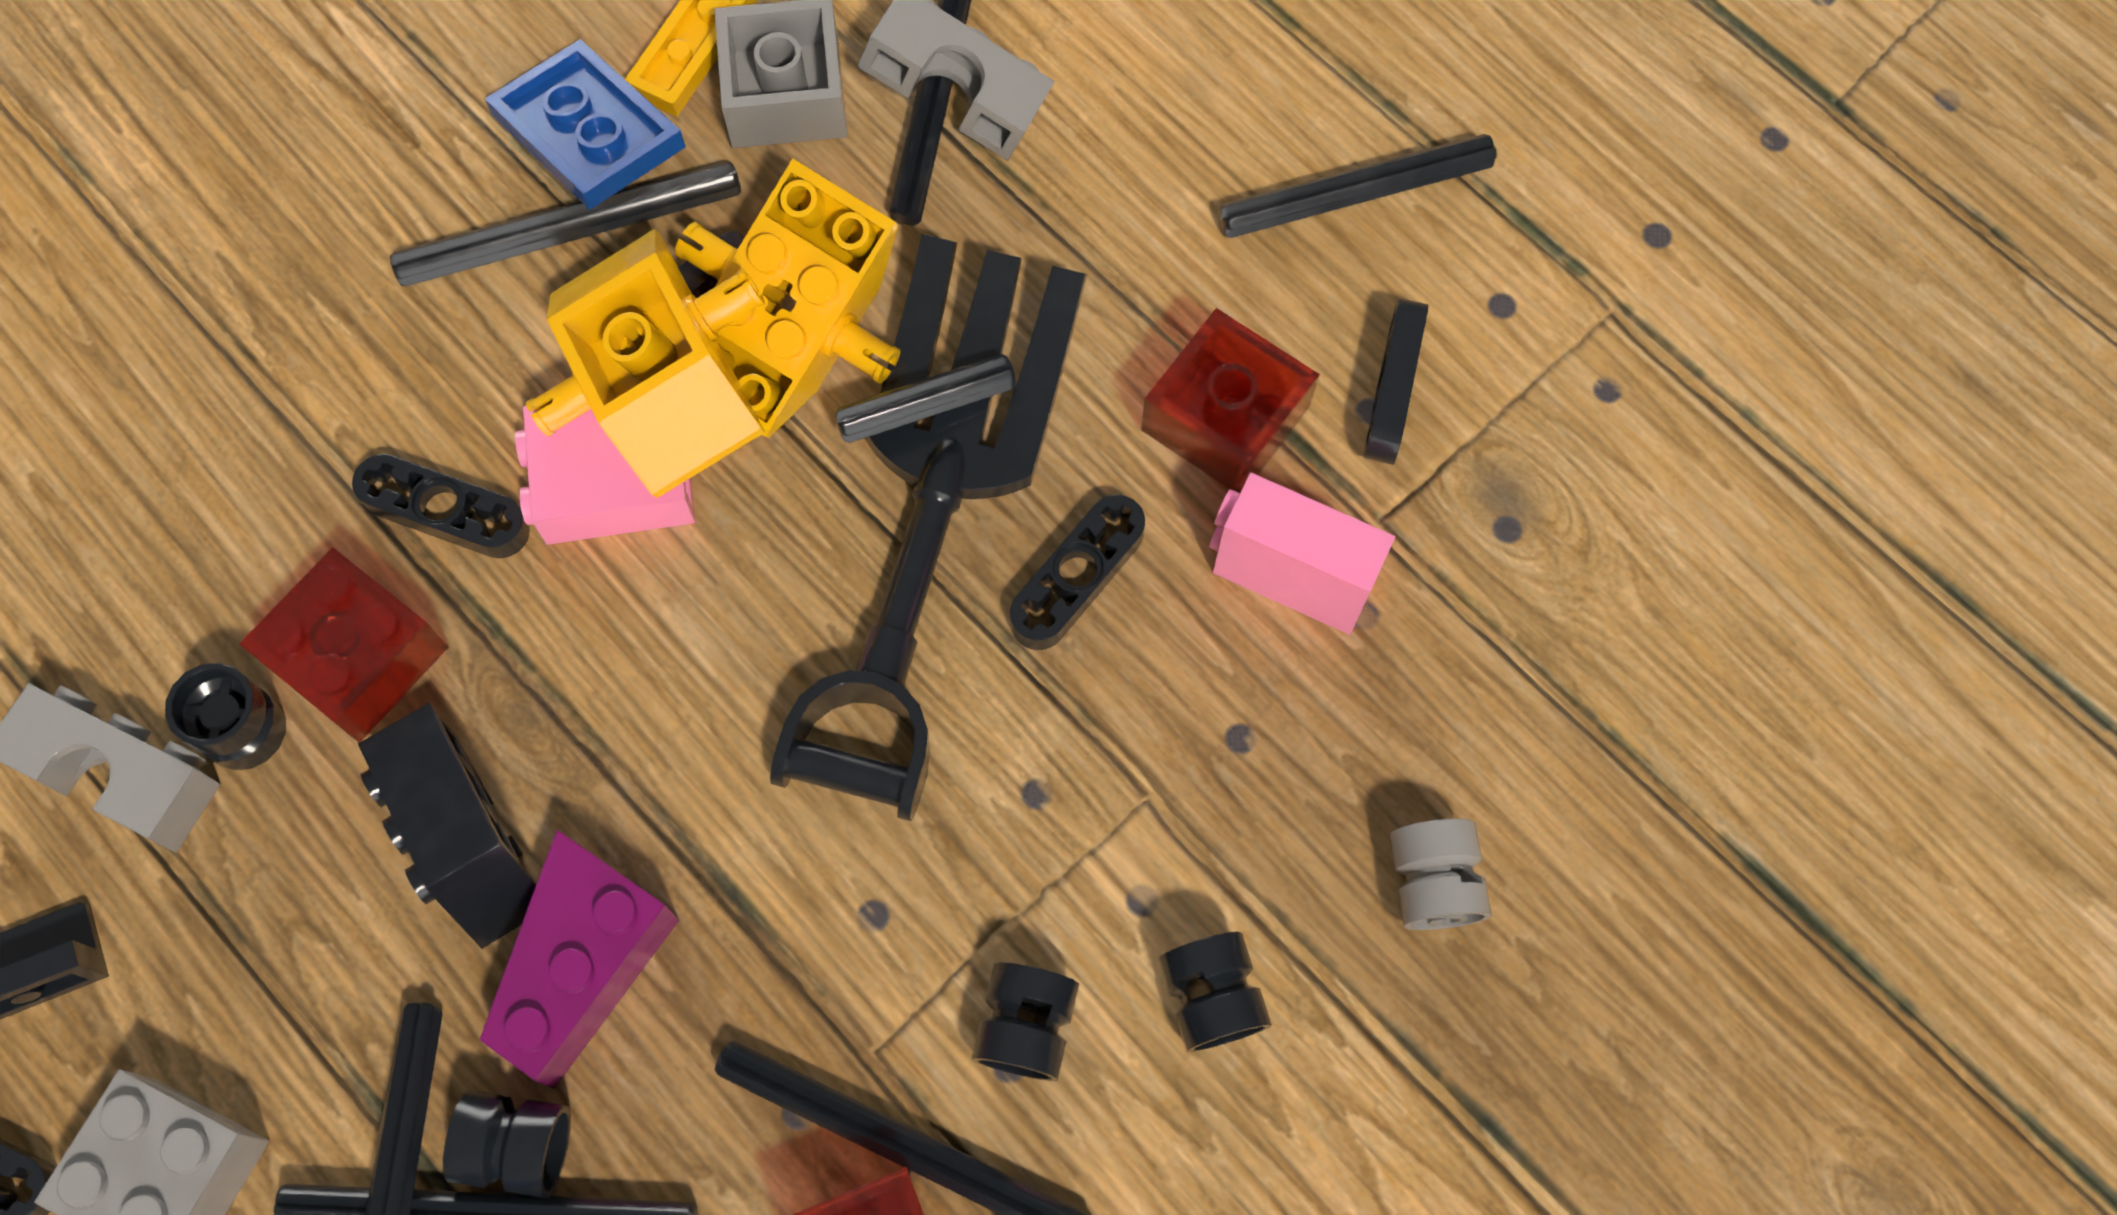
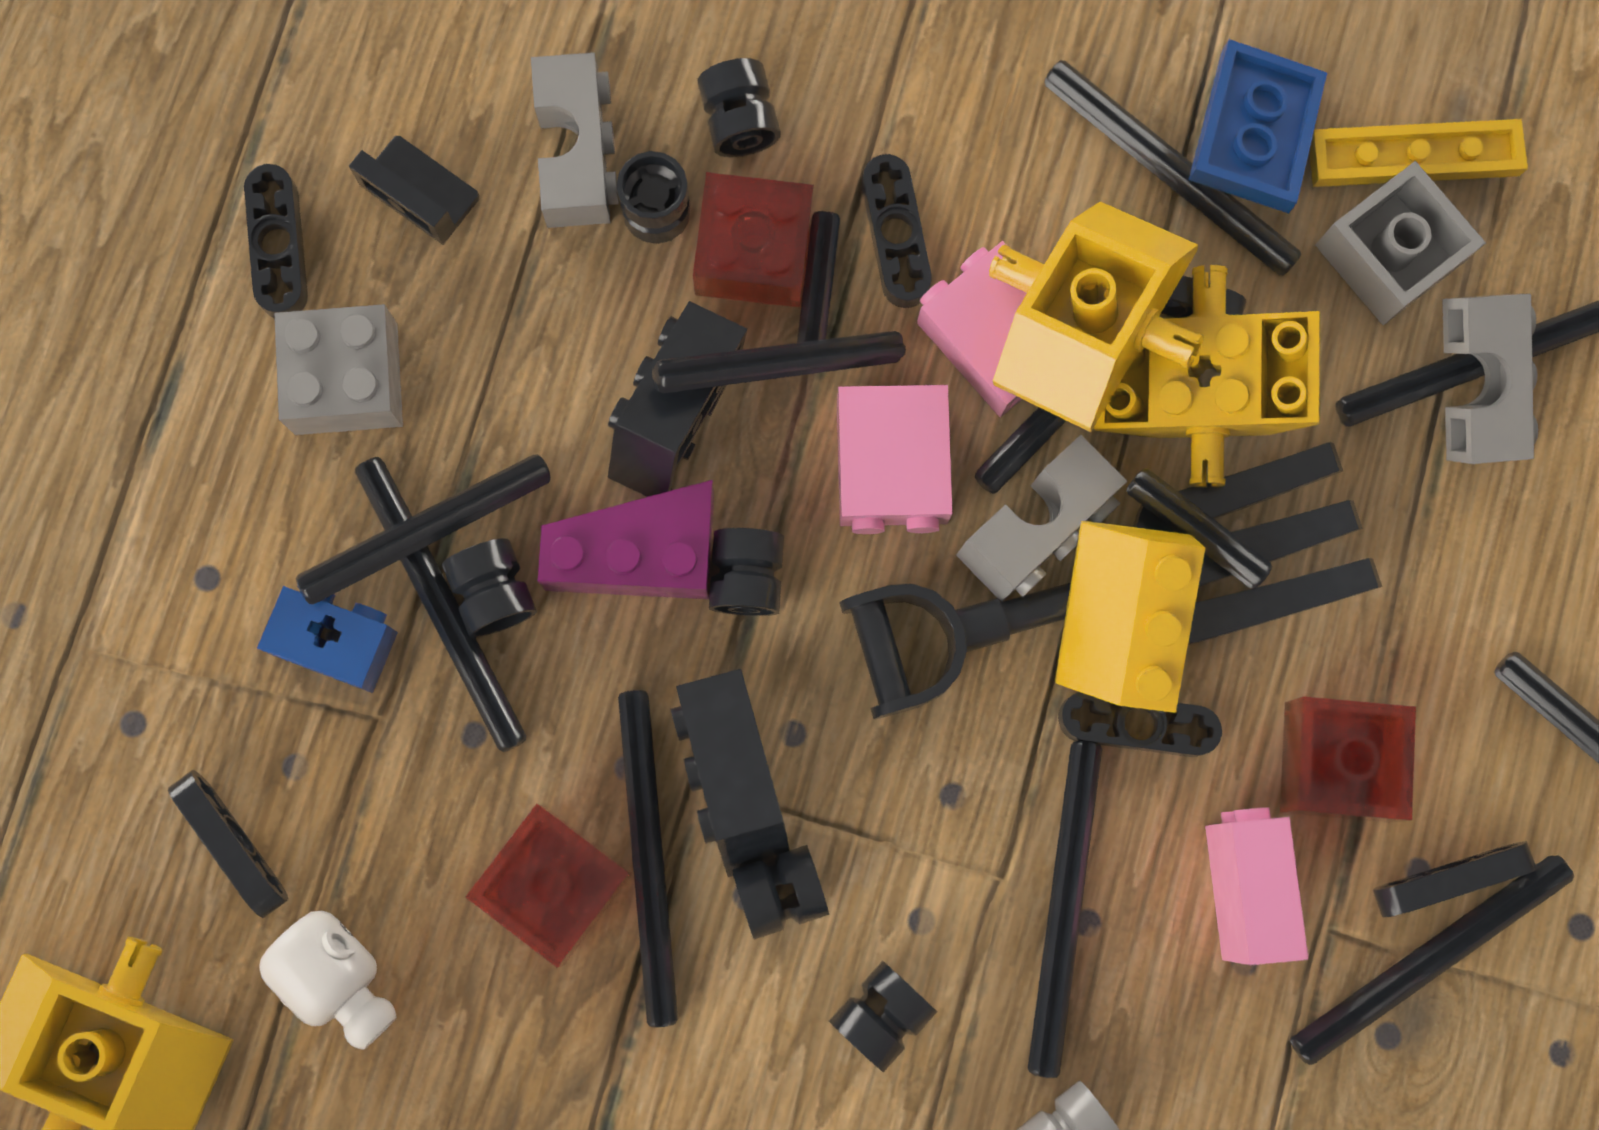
camera: 55 degrees right, 10 degrees up
(200, 577) = (736, 99): none -> black wheel
(444, 616) = (819, 276): none -> black axle
(481, 695) = (777, 361): none -> black axle
(662, 642) = (894, 457): none -> bright pink brick
(669, 852) = (746, 572): none -> black wheel
(736, 518) = (1017, 450): none -> black axle
(828, 583) = (1010, 551): none -> light grey arch
(869, 995) = (730, 770): none -> black wedge
(966, 508) = (1129, 615): none -> yellow slope
(1215, 751) = (1065, 909): none -> black axle
(1459, 451) = (1431, 959): none -> black axle

